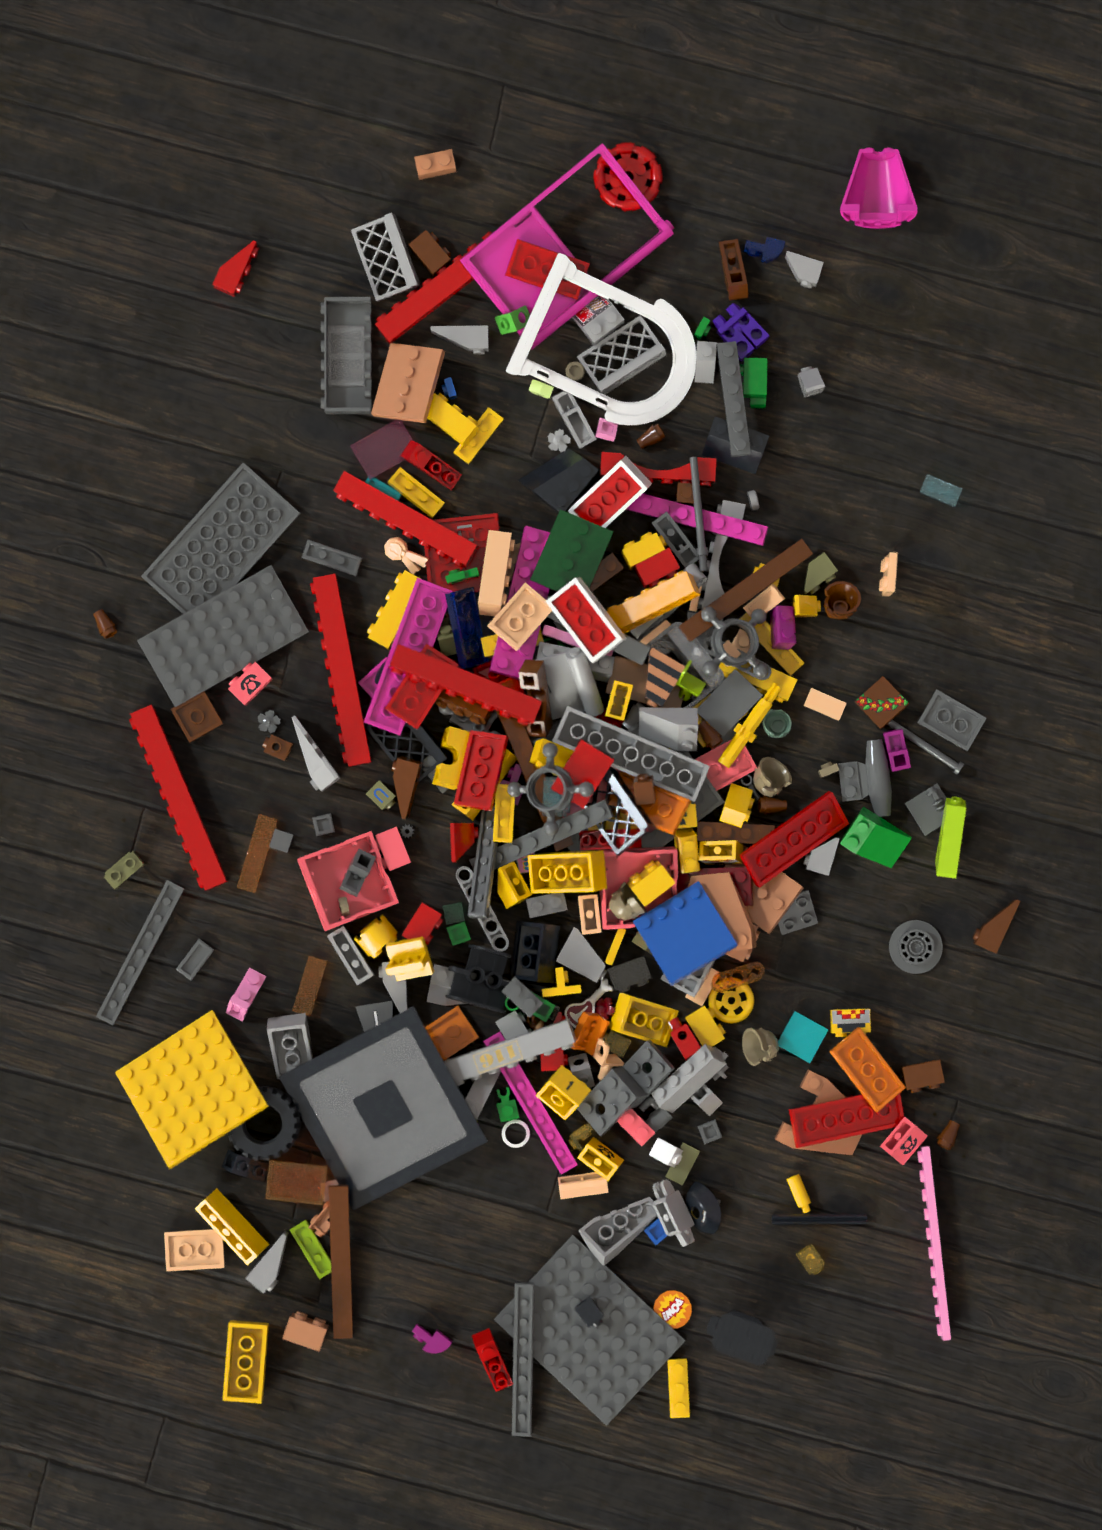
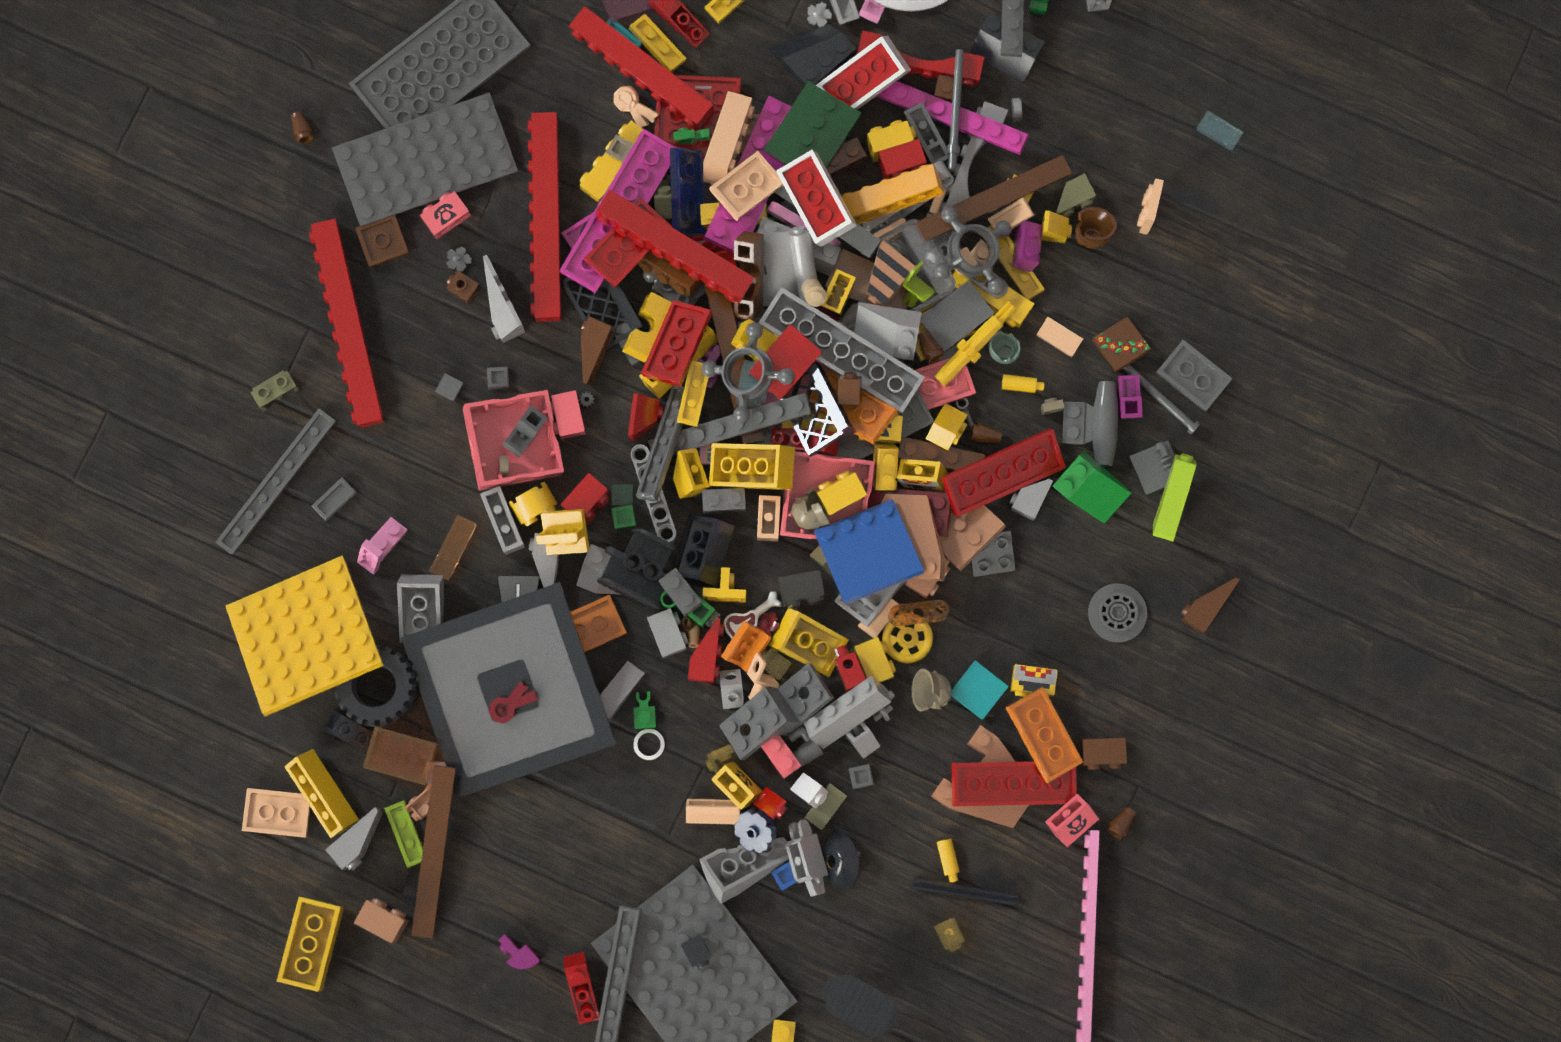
camera: 10 degrees right, 5 degrees down
(257, 853) = (420, 397): clear orange tile -> none
(332, 558) = (556, 98): dark grey tile -> none
(381, 796) = (565, 356): olive brick -> none
(381, 1126) = (503, 708): none -> dark red piece
(399, 599) = (619, 148): none -> dark tan plate
(511, 1051) = (659, 650): light grey brick -> none
(536, 1113) = (670, 712): dark pink plate -> none
(563, 1092) = (708, 705): yellow brick -> none
(581, 957) = (752, 564): light grey slope -> none
(597, 705) = (813, 292): none -> tan brick
(615, 946) = (791, 557): yellow tile -> none
(624, 1197) = (755, 830): none -> plant
(634, 1171) = (771, 804): none -> red slope
(651, 436) = (918, 25): reddish brown cone -> none
(673, 1308) = (790, 964): tile -> none
(771, 777) = (989, 403): dark tan helmet -> none
(797, 753) = (1021, 384): none -> yellow cylinder

